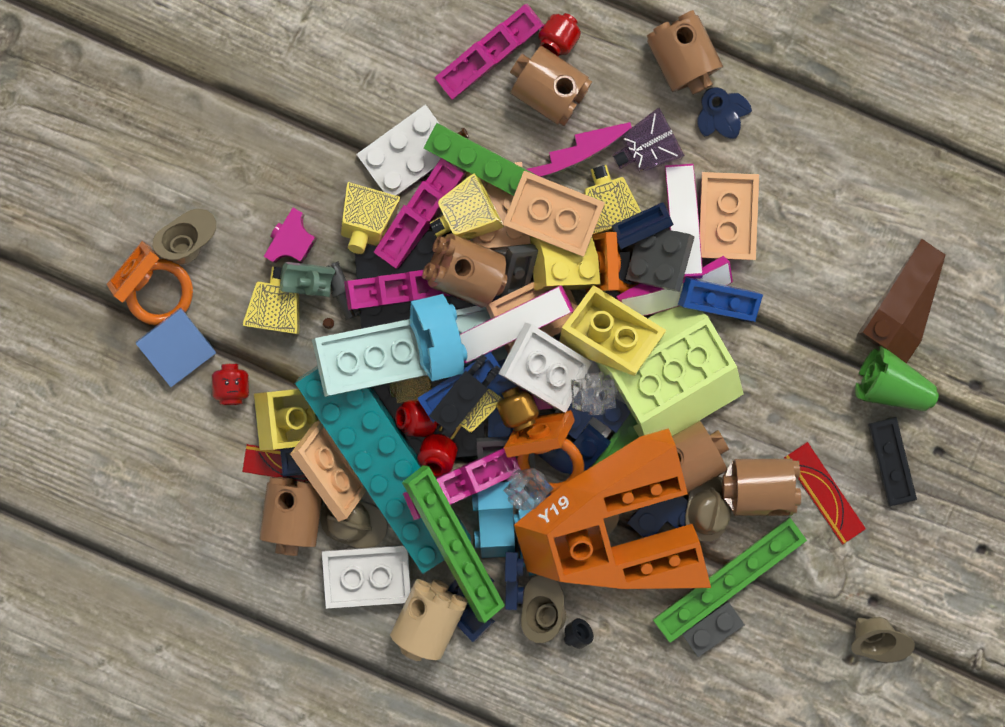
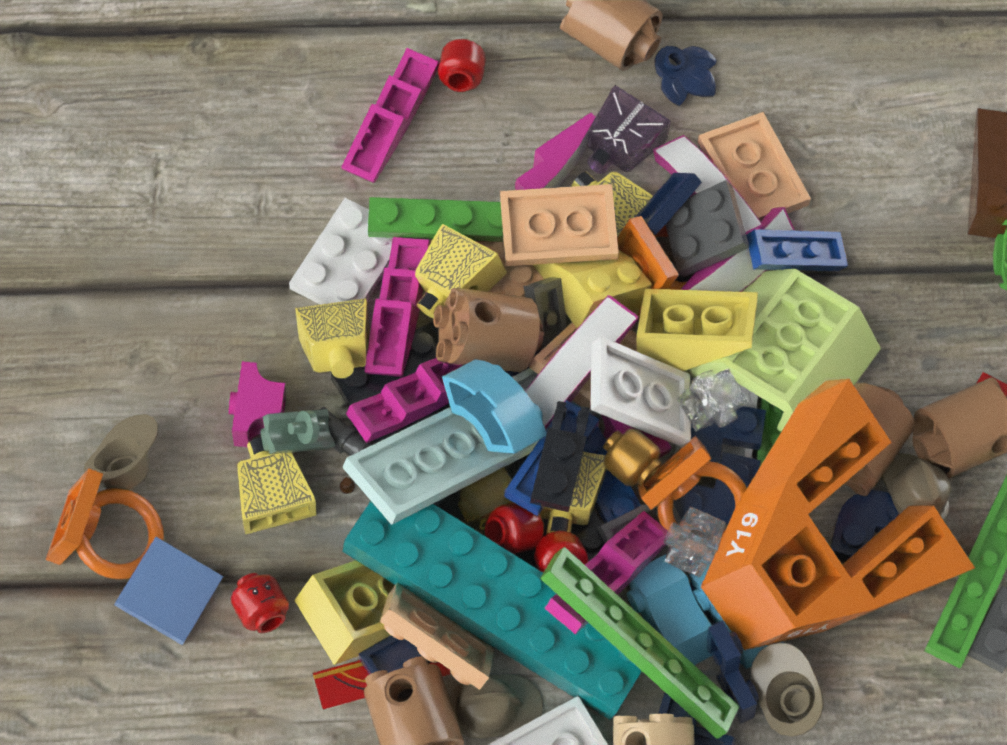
camera: 30 degrees left, 25 degrees down
(542, 80) = (478, 112): medium nougat cylinder -> none
(578, 634) = (845, 707): black tile -> none

